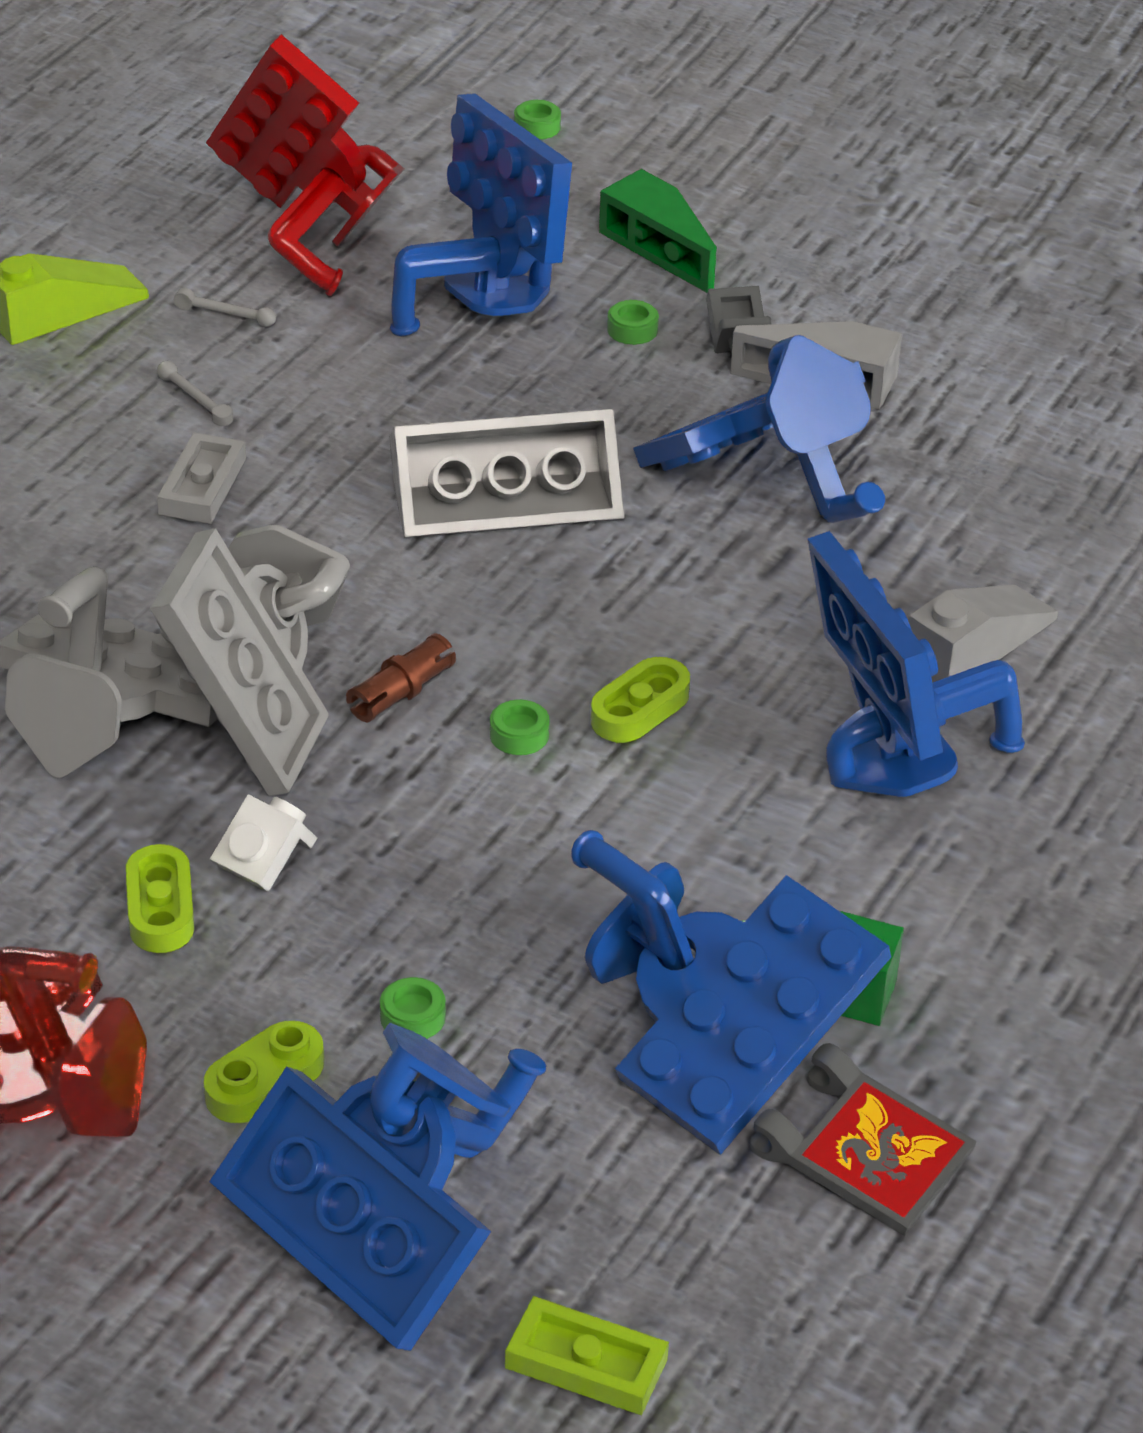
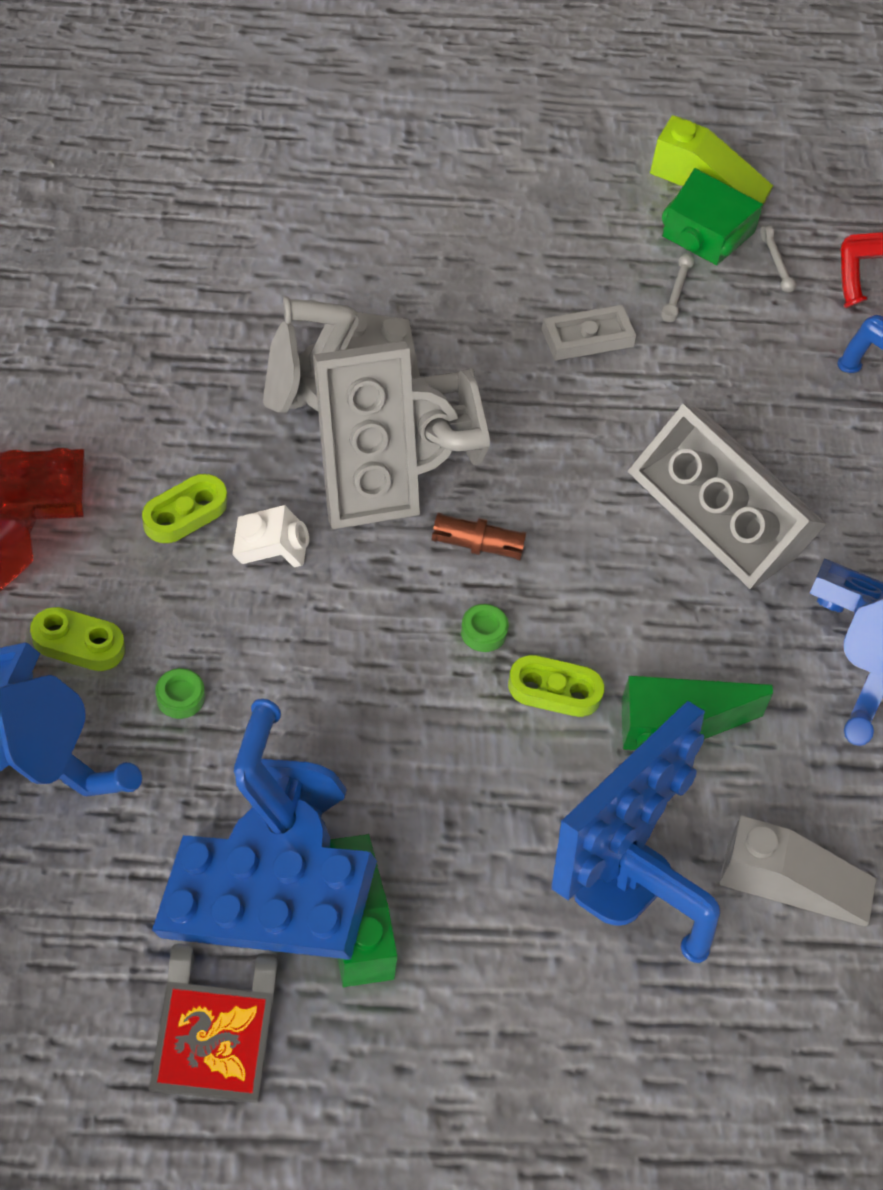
camera: 55 degrees right, 15 degrees up
(131, 321) = (710, 217): none -> green torso
(735, 629) = (653, 700): none -> green slope

